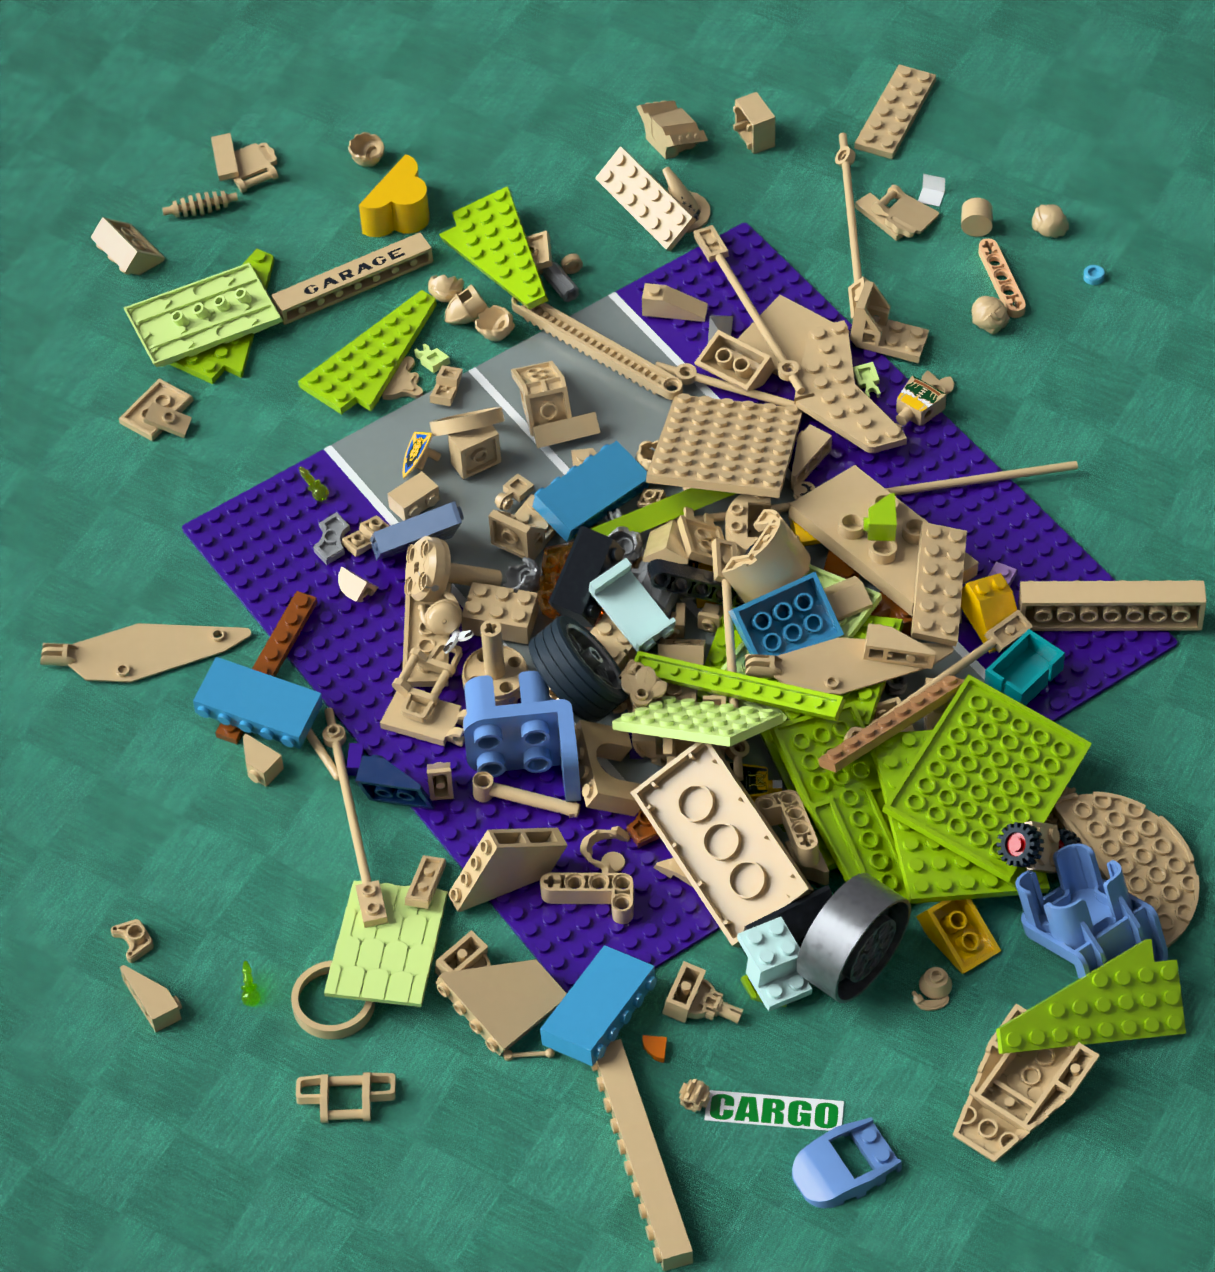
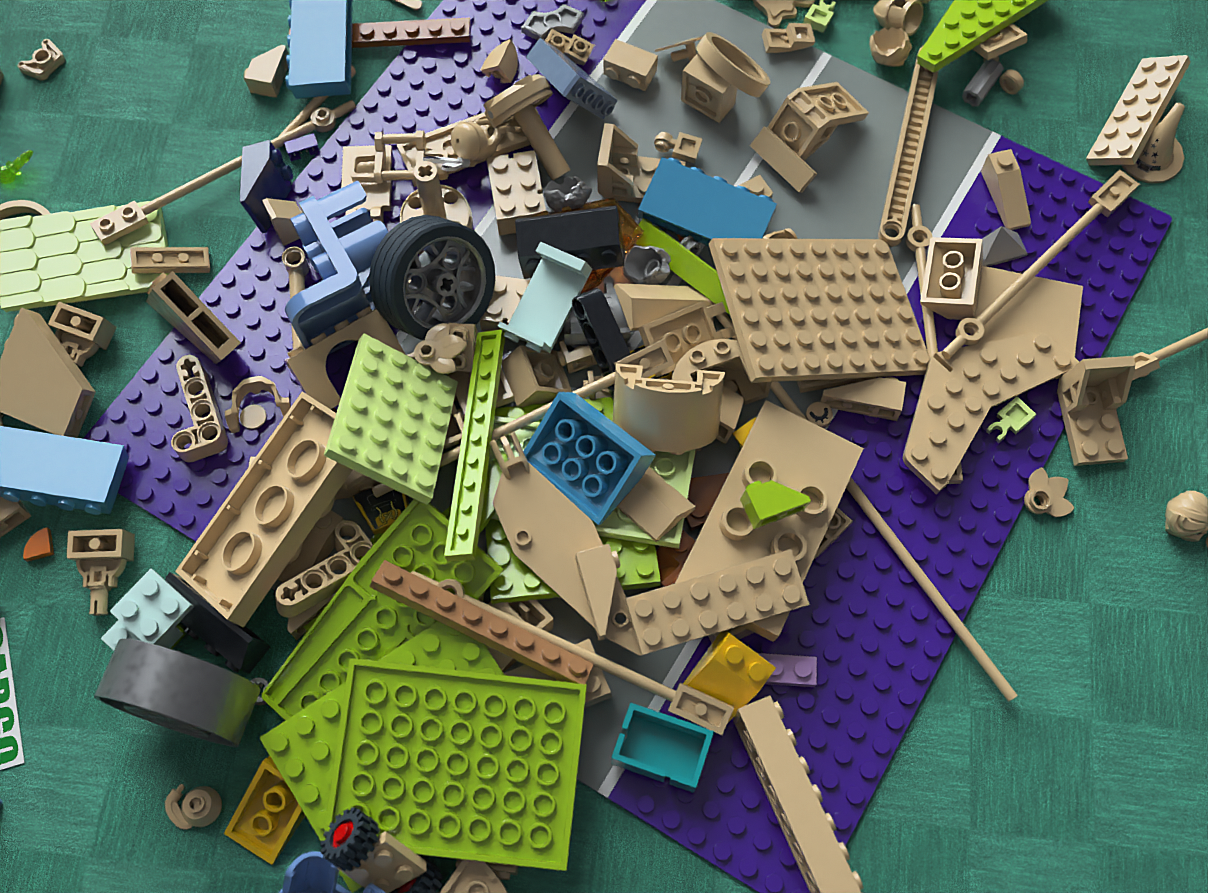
camera: 65 degrees right, 15 degrees up
(919, 402) = (1006, 485): torso -> none

